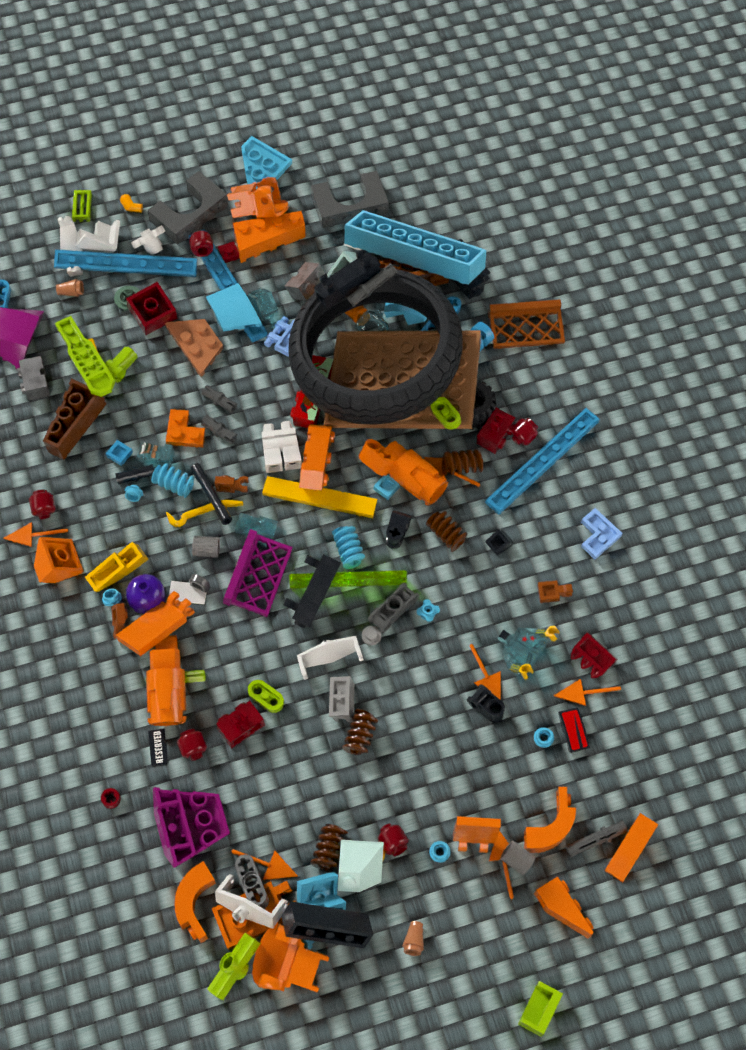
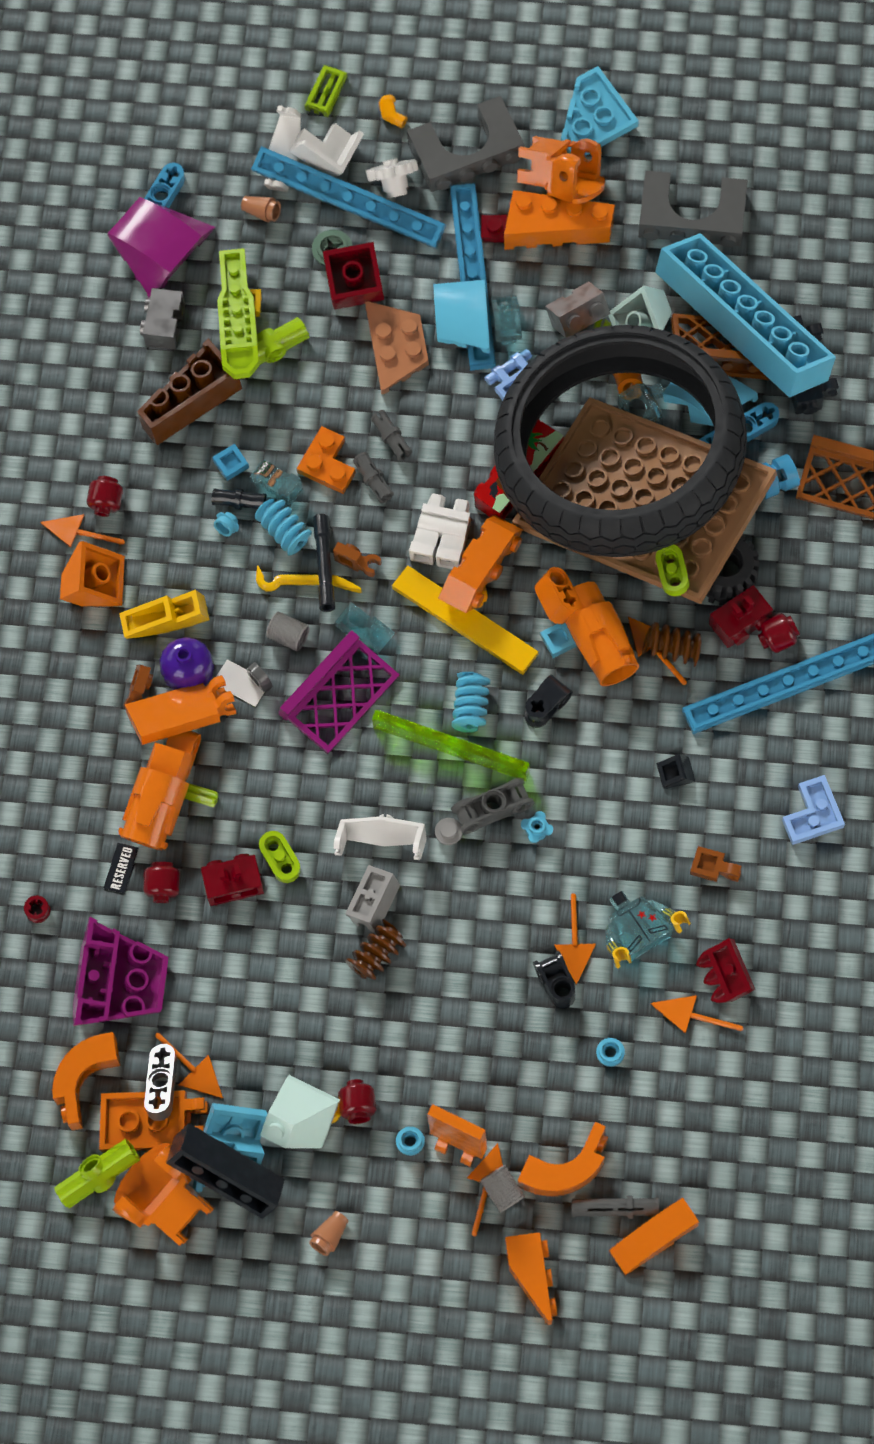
camera: 30 degrees right, 5 degrees up
(111, 597) = (141, 653): medium azure plate -> none
(201, 243) = (458, 205): dark red head -> none
(246, 909) = (137, 1111): white piece -> none
(315, 591) = (399, 744): black brick -> none
(327, 847) = (273, 1077): reddish brown piece -> none
(346, 280) = (615, 336): black brick -> none
(367, 288) = (645, 355): dark grey pin -> none
(445, 530) = (608, 729): reddish brown piece -> none
(540, 1009) = (445, 1383): lime panel -> none
(574, 729) = (653, 1058): slope -> none

